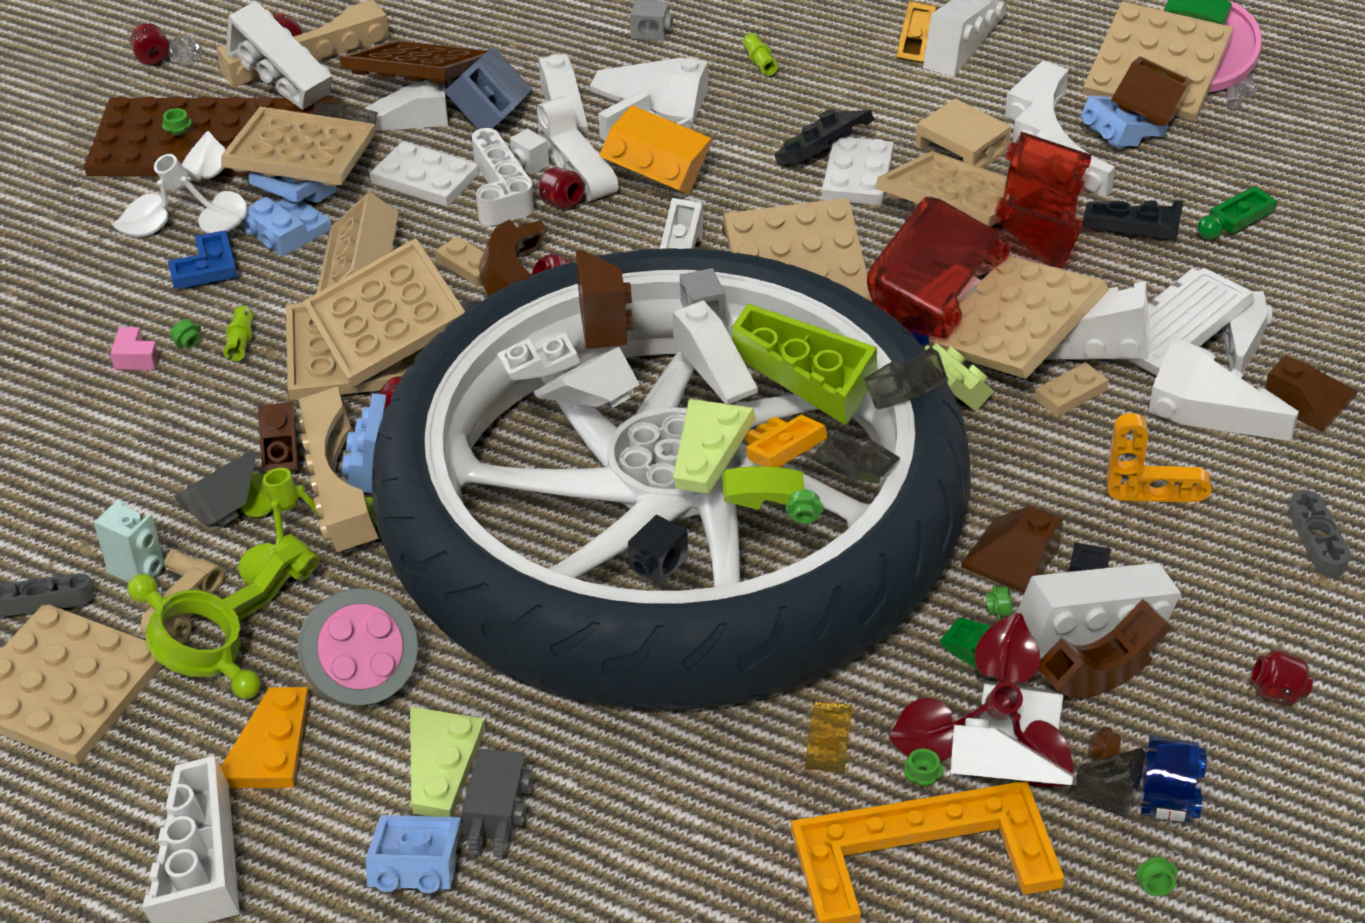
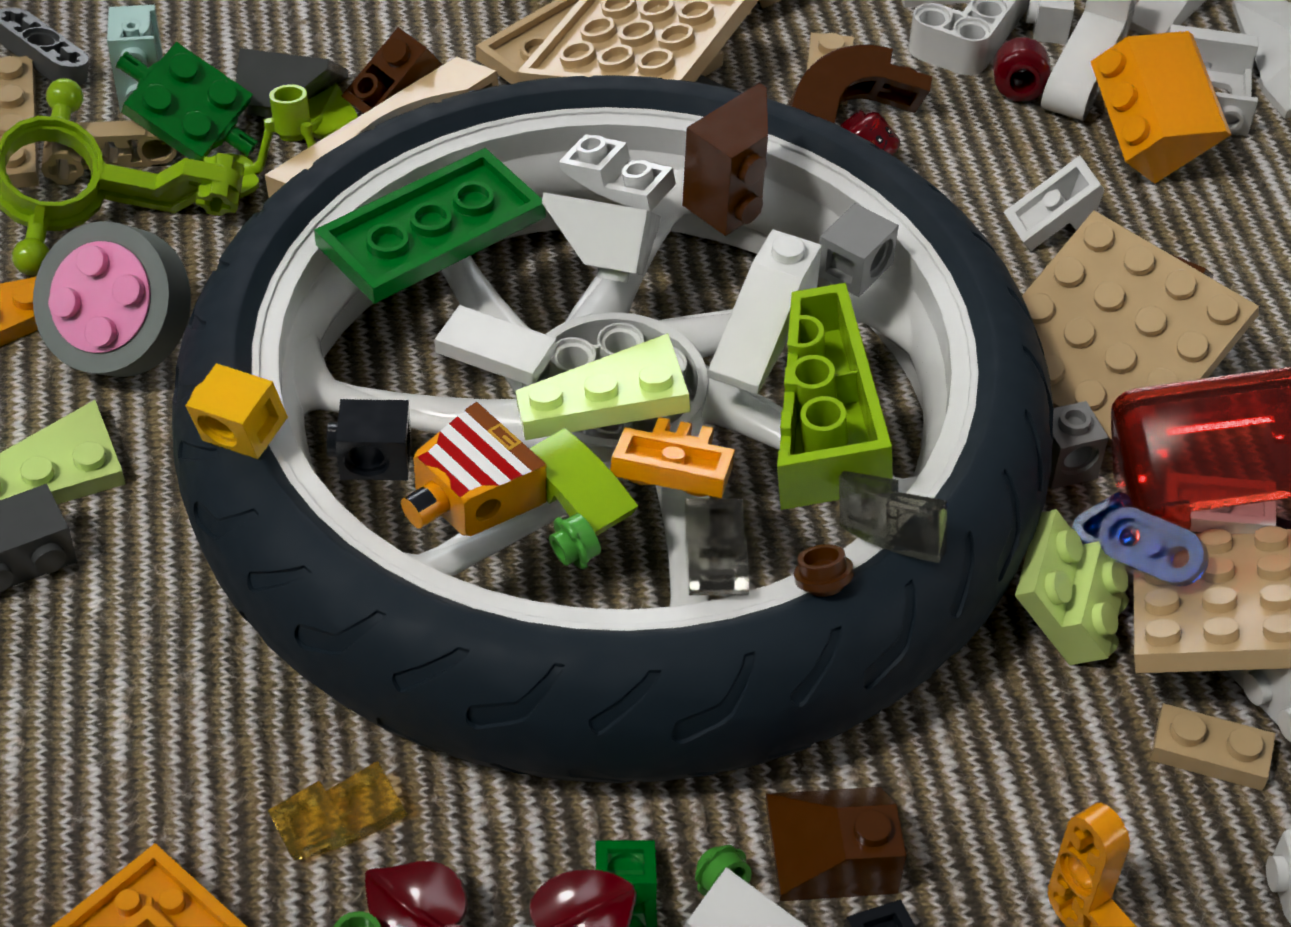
camera: 50 degrees right, 5 degrees up
(206, 537) = (187, 103): none -> green plate
(504, 451) = (429, 224): none -> green plate
(592, 589) = (236, 410): none -> yellow brick
(625, 471) = (495, 345): none -> white tile
(722, 520) = (474, 475): none -> torso
(917, 422) = (823, 570): none -> reddish brown plate
(964, 324) = (1155, 548): none -> clear blue plate

